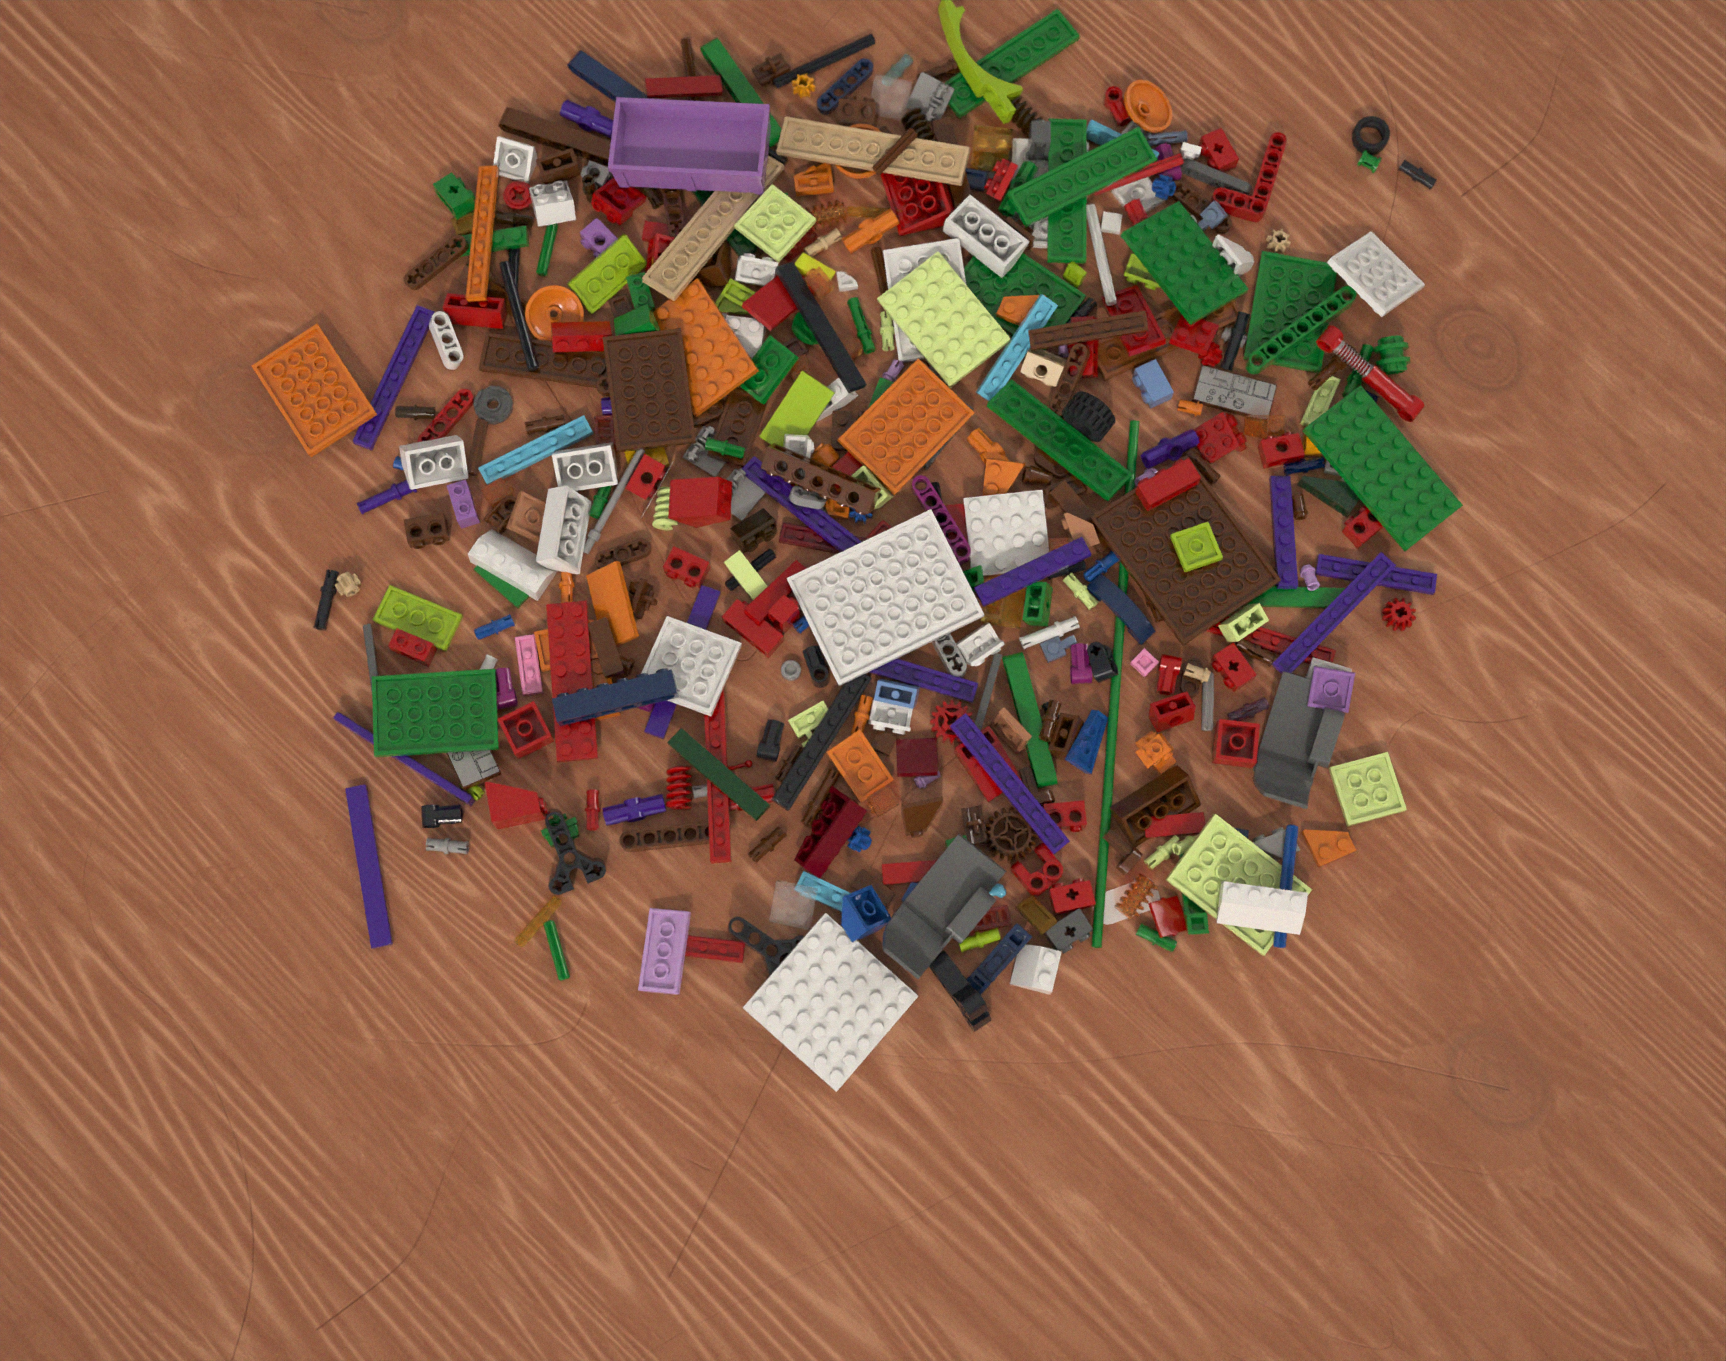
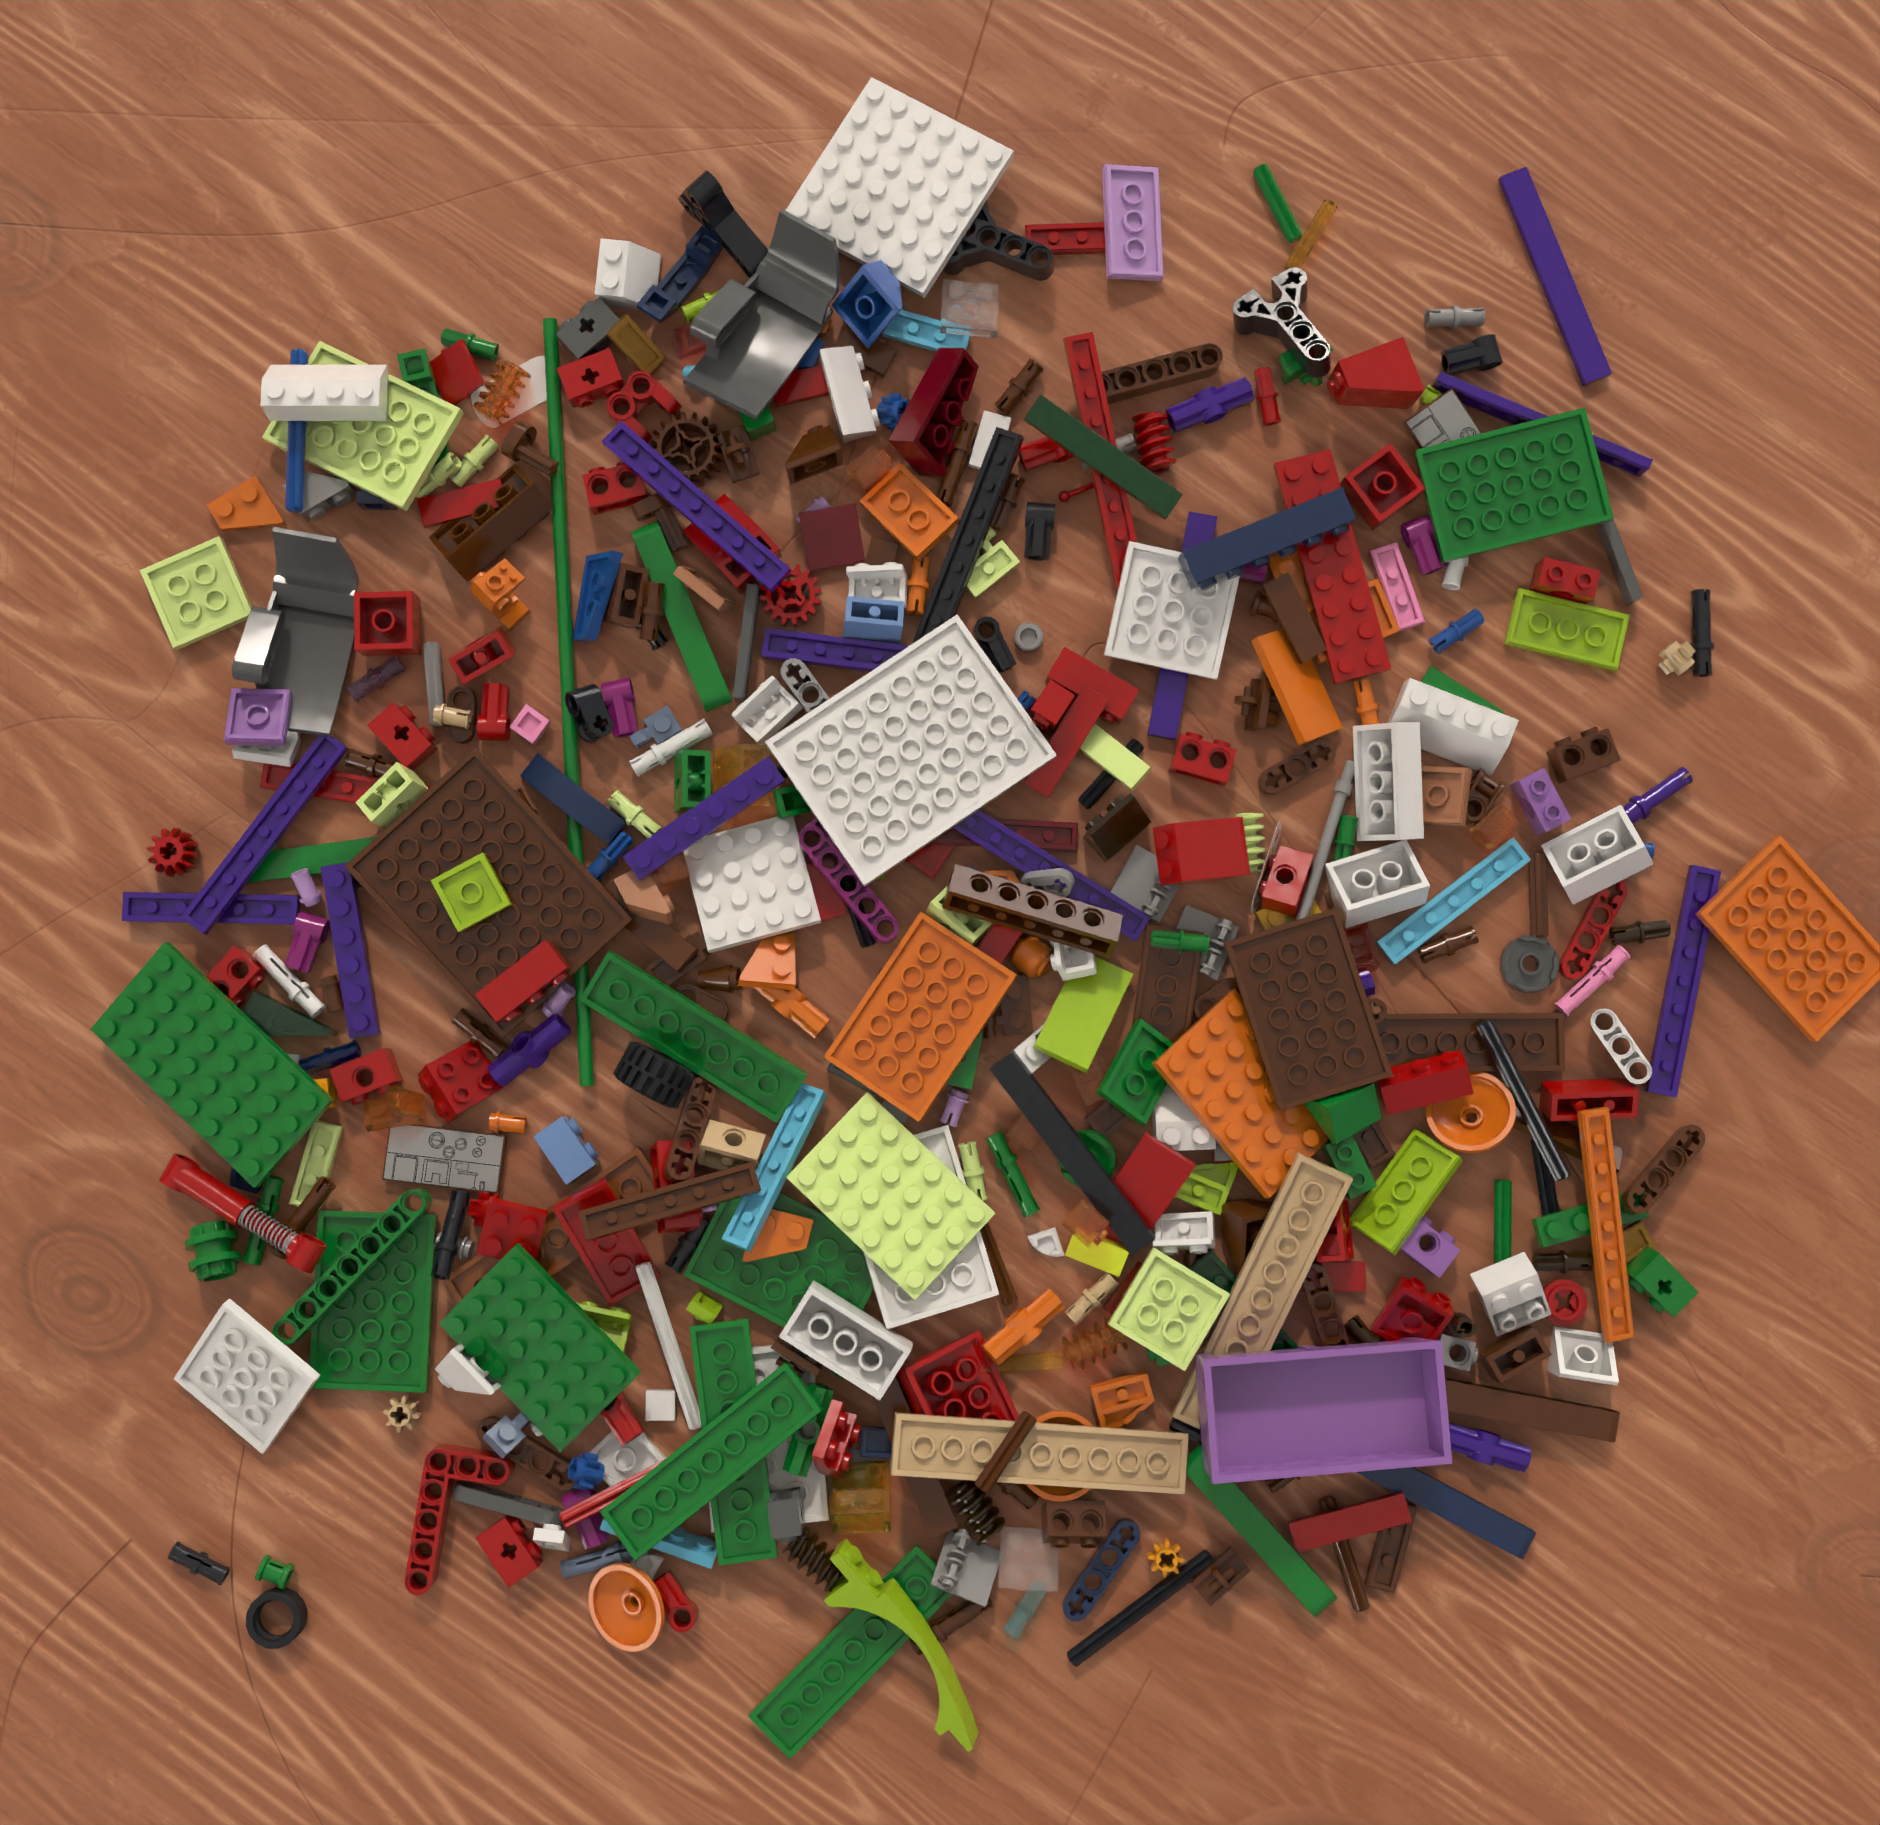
camera: 170 degrees right, 10 degrees up
(454, 386) = (1600, 973): none -> bright pink pin
(663, 65) = (1389, 1555): none -> reddish brown tile
(792, 818) = (985, 432): none -> white tile
(889, 852) = (849, 392): none -> white slope
(1312, 500) = (297, 990): none -> white pin
(1312, 543) = (308, 933): none -> magenta piece

